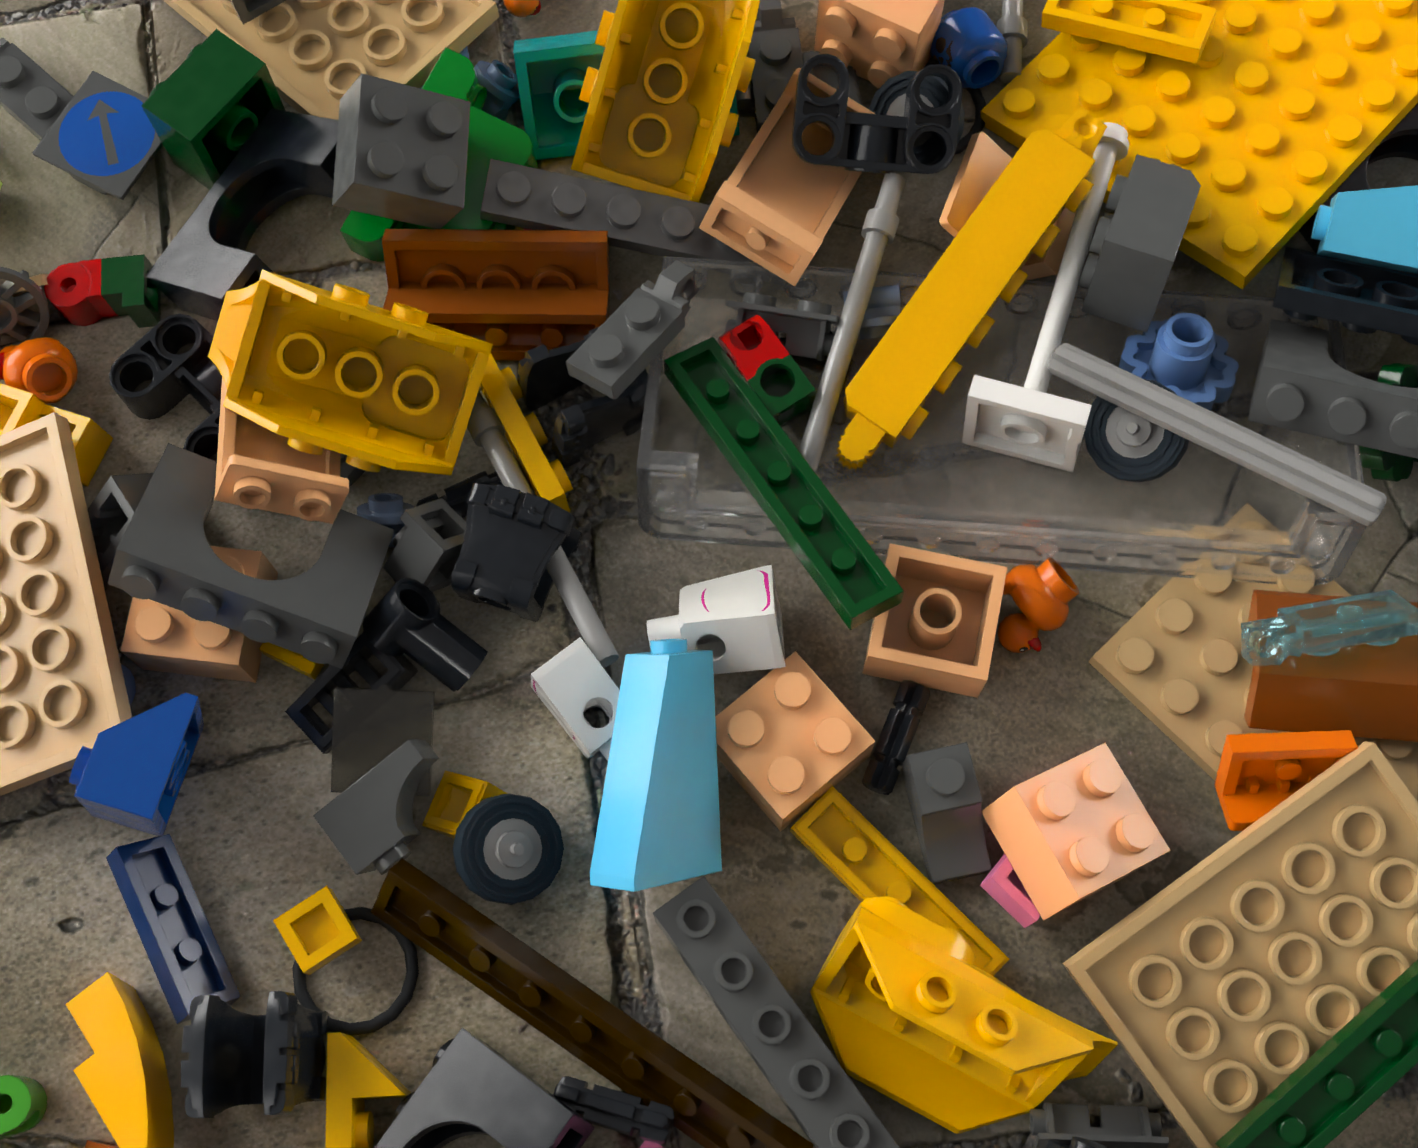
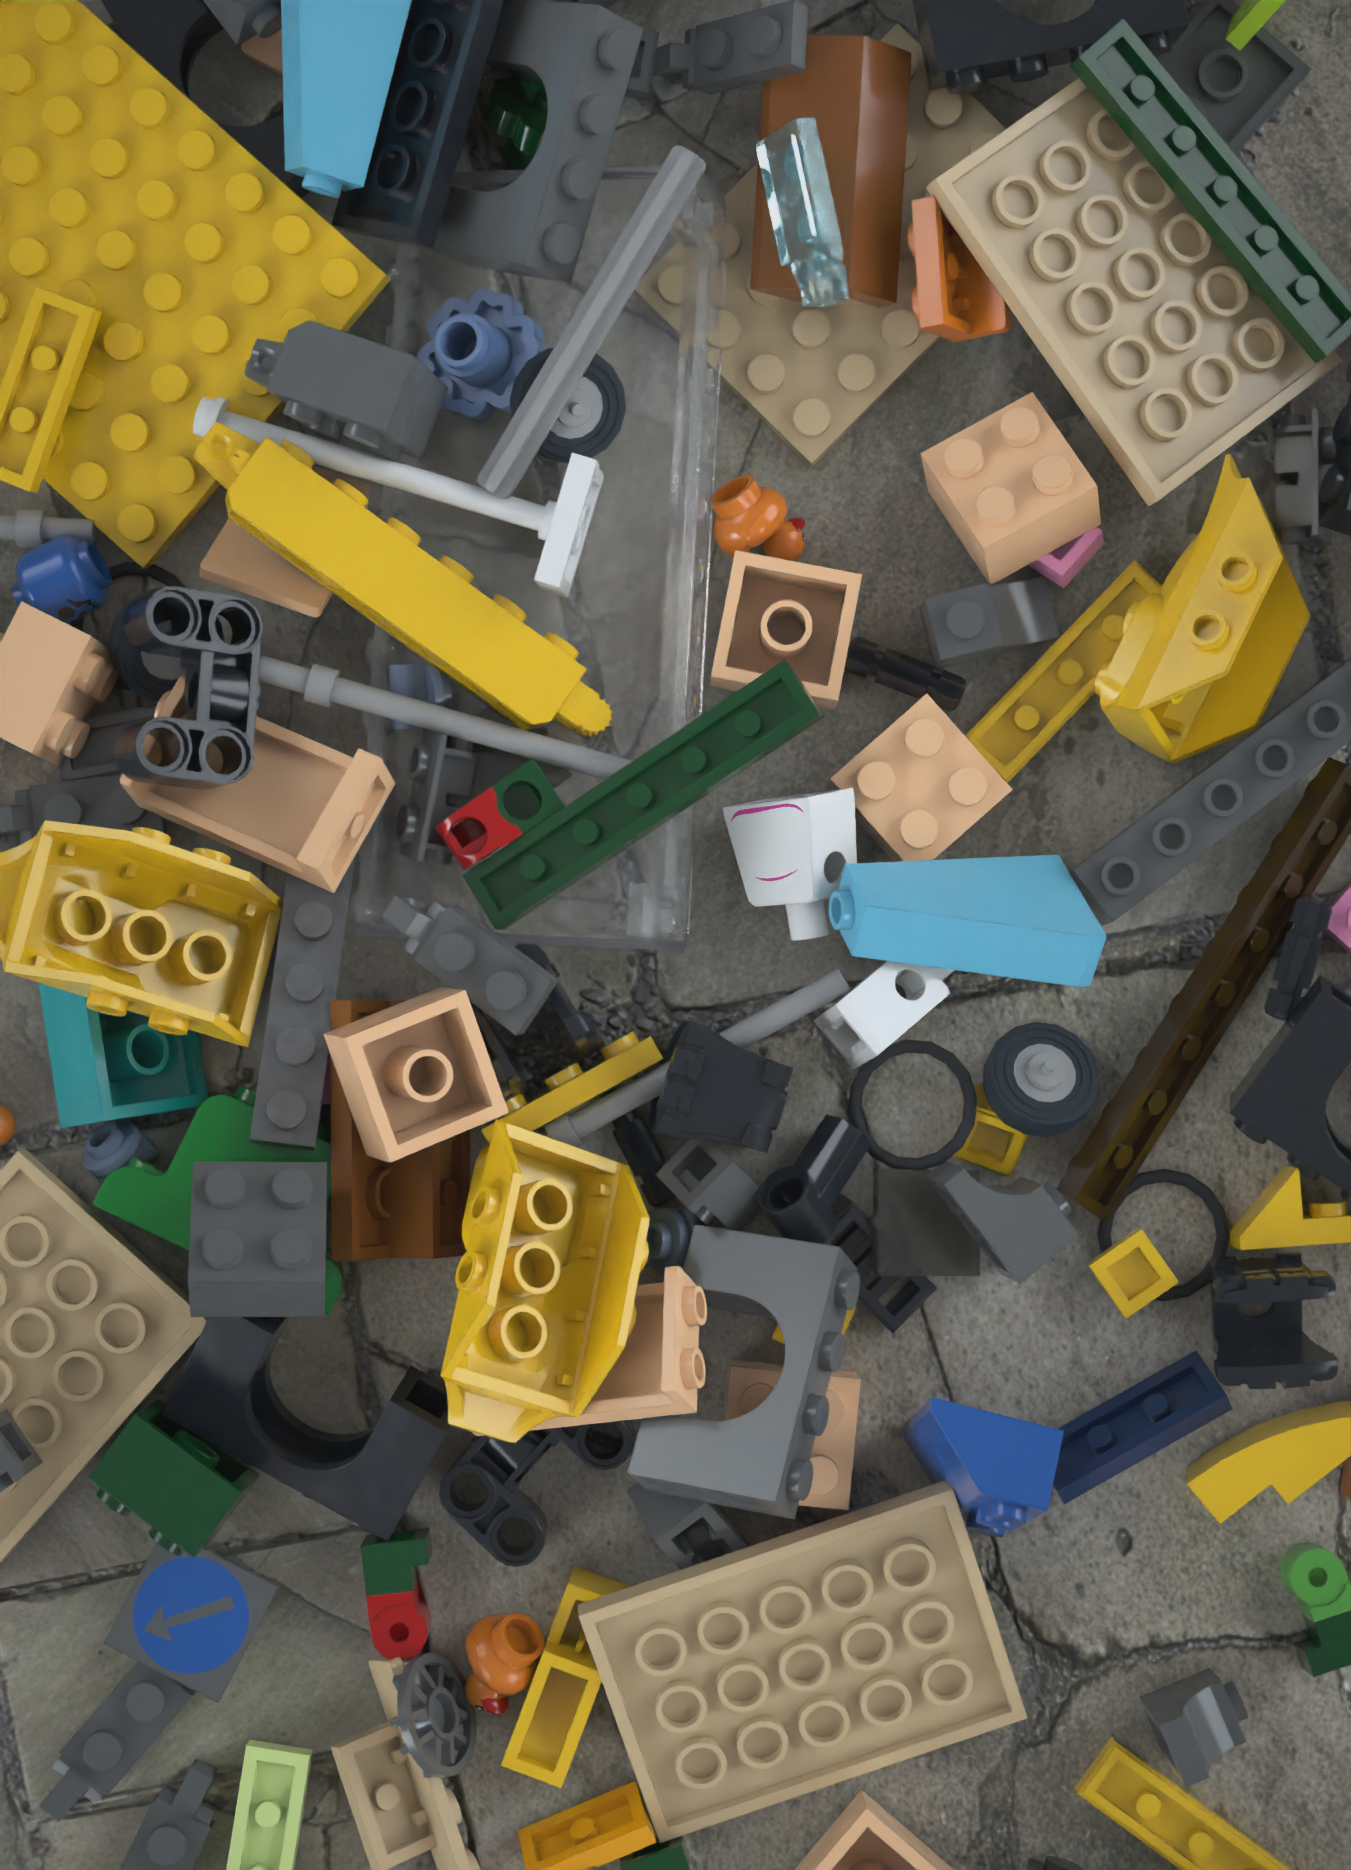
camera: 90 degrees left, 15 degrees up
(502, 778) = (969, 1107): none -> black piece
(536, 281) = (416, 1073): none -> light nougat brick

